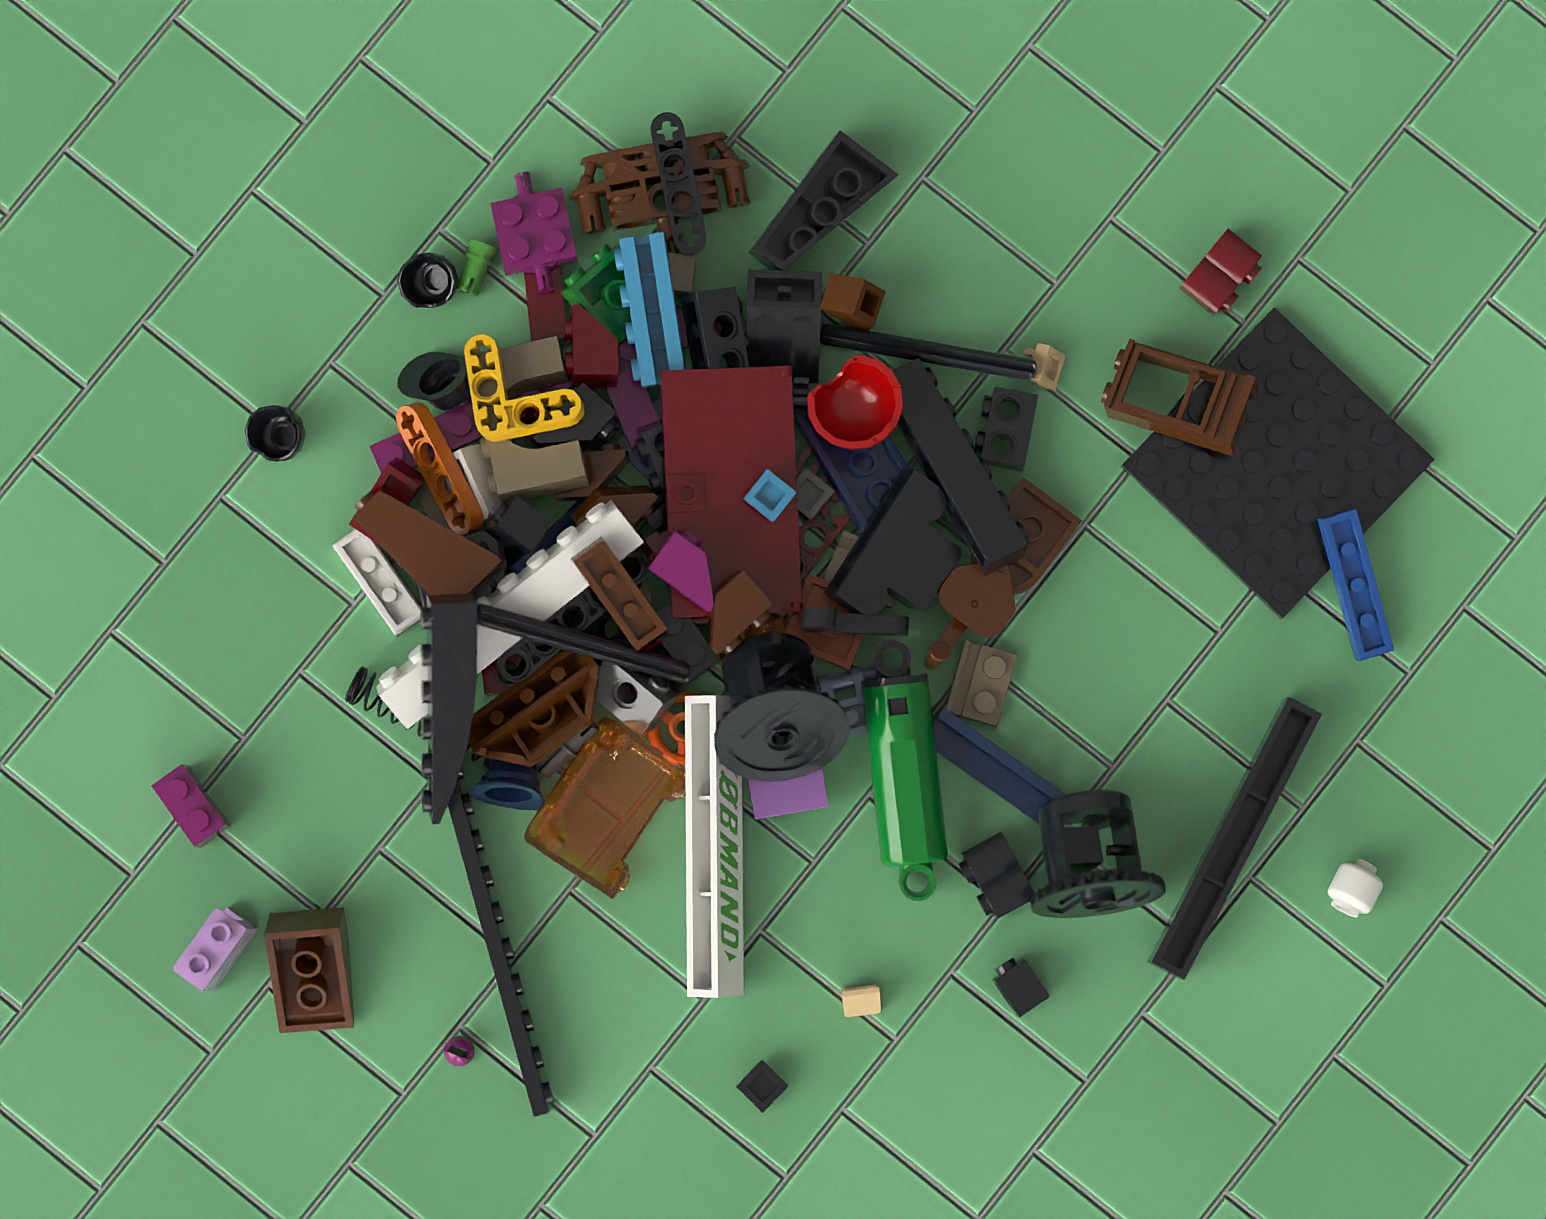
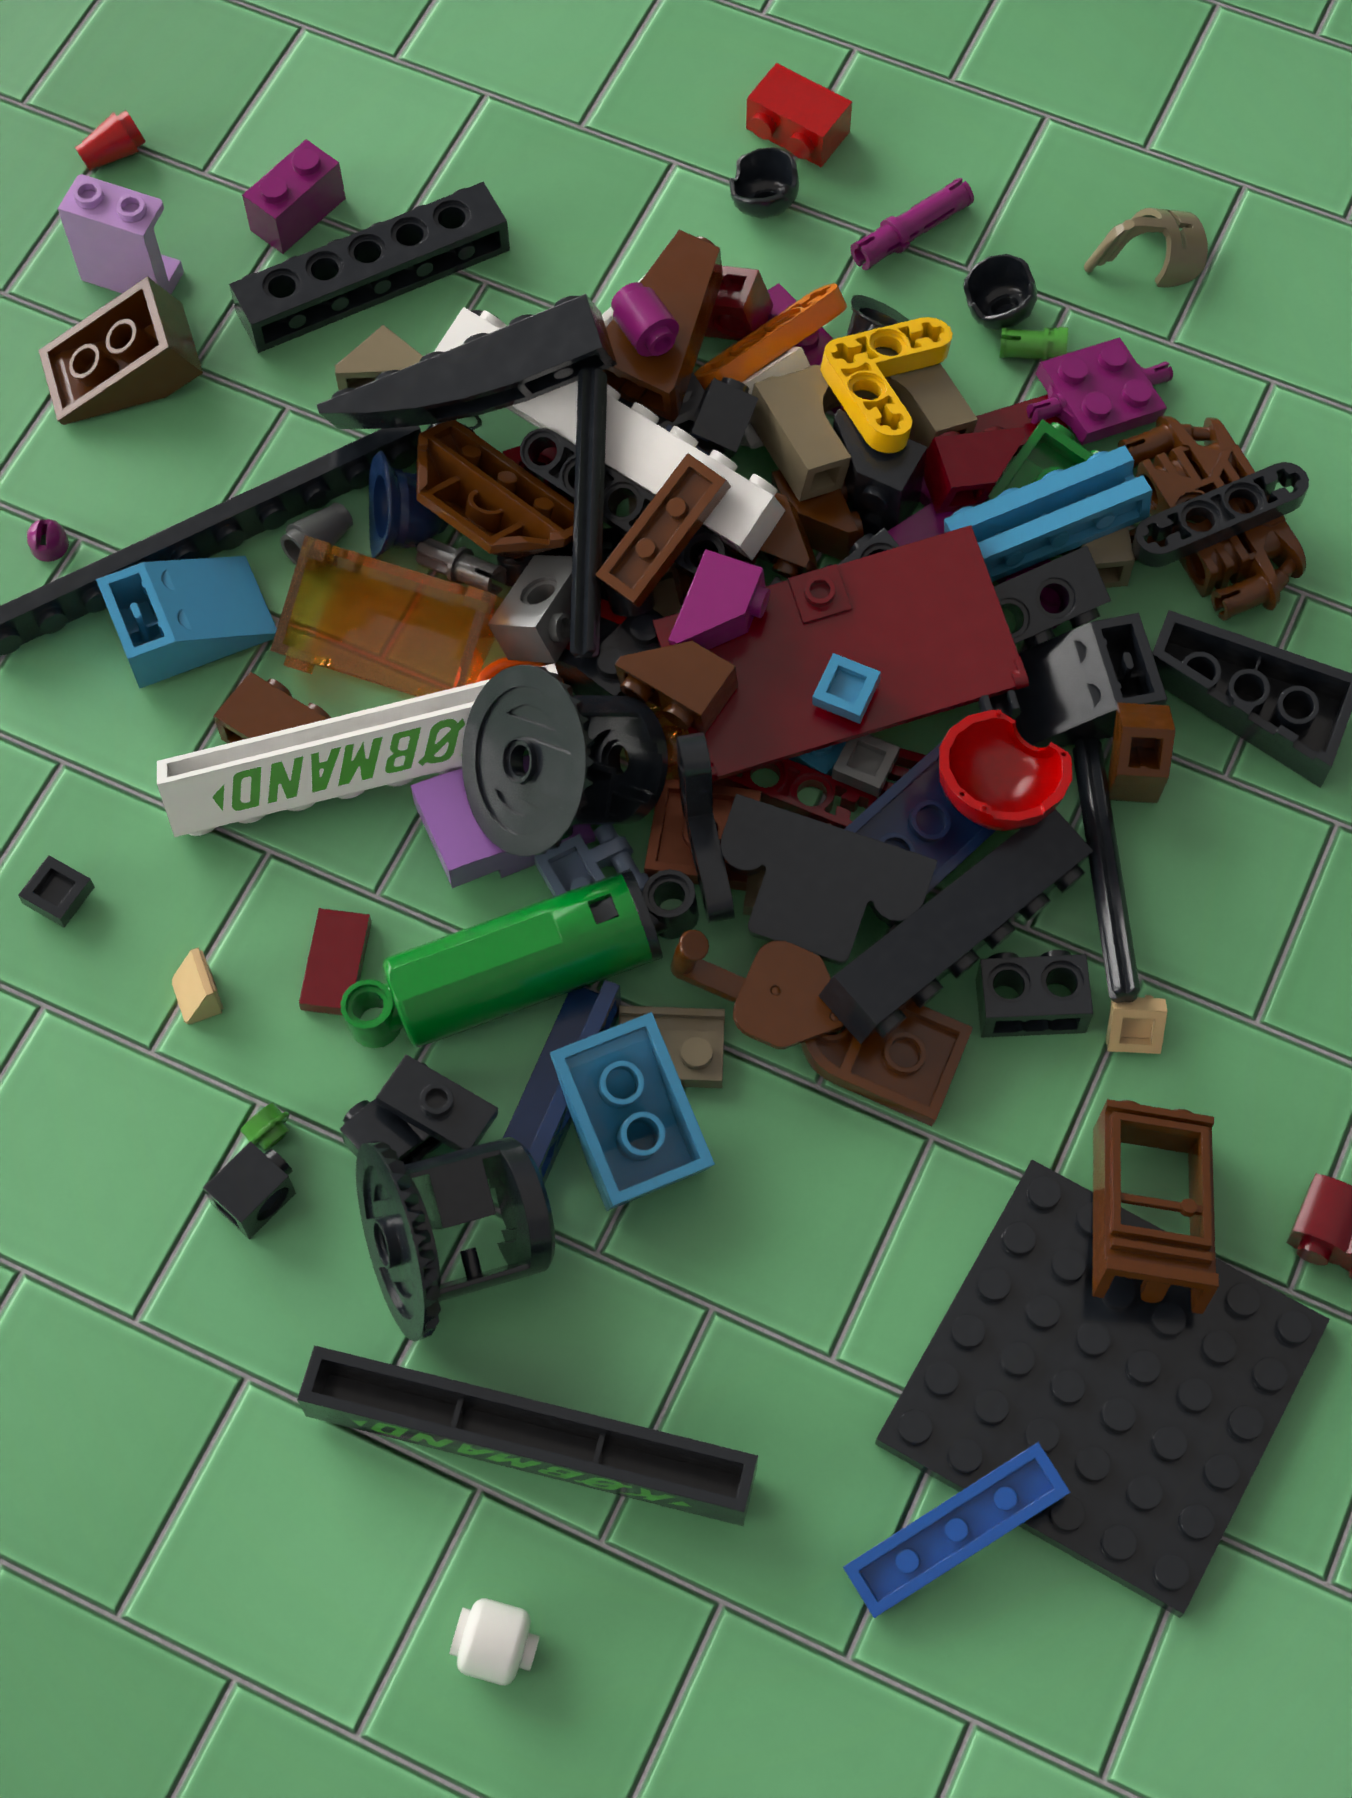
camera: 80 degrees right, 20 degrees down
(90, 943) = (111, 141): none -> red cone
(212, 389) = (798, 115): none -> red brick
(304, 848) = (370, 266): none -> black brick
(345, 342) = (899, 231): none -> magenta pin
(374, 766) = (374, 356): none -> dark tan slope
(388, 132) = (1185, 248): none -> dark tan helmet
(442, 564) = (644, 319): none -> magenta brick
(510, 847) = (324, 525): none -> dark grey cone
(559, 953) = (185, 613): none -> dark azure slope
(665, 911) = (261, 709): none -> reddish brown slope
(862, 899) = (334, 959): none -> dark red tile
(976, 969) = (266, 1127): none -> bright green plate
(1001, 850) = (436, 1105): none -> black plate
(1041, 721) = (630, 1111): none -> dark azure slope

